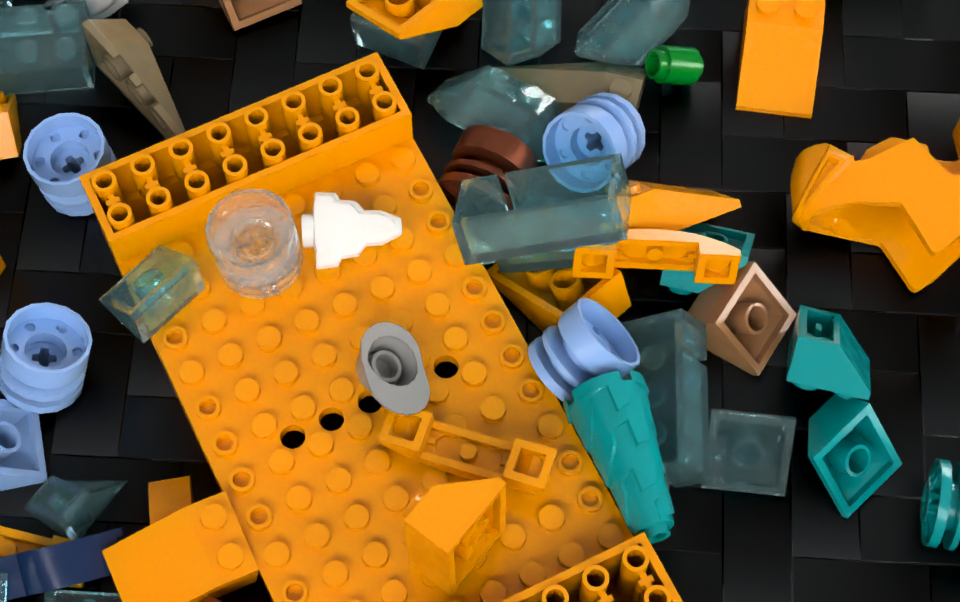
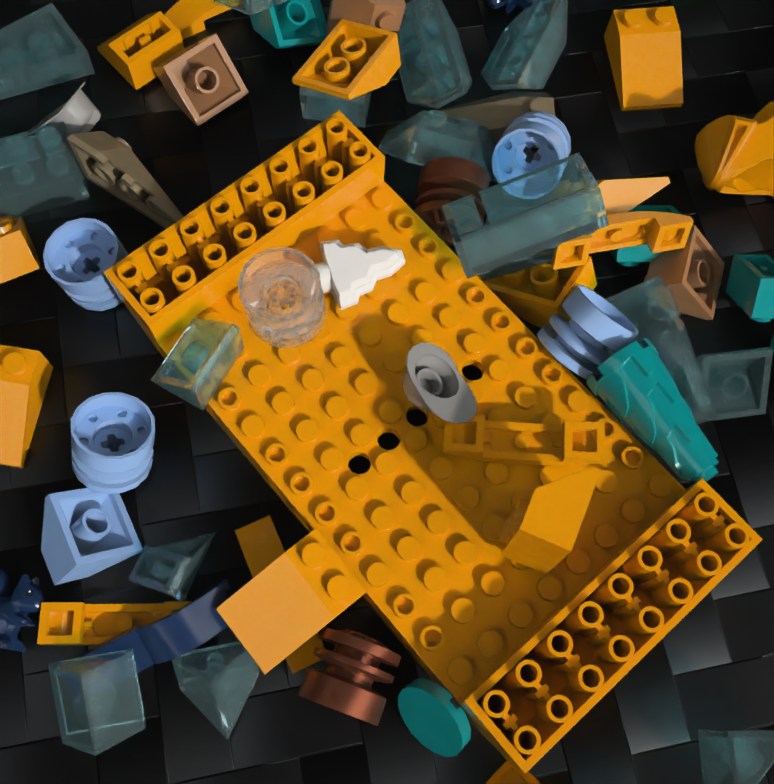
camera: 20 degrees left, 5 degrees up
(674, 65) = (569, 82): green brick -> none

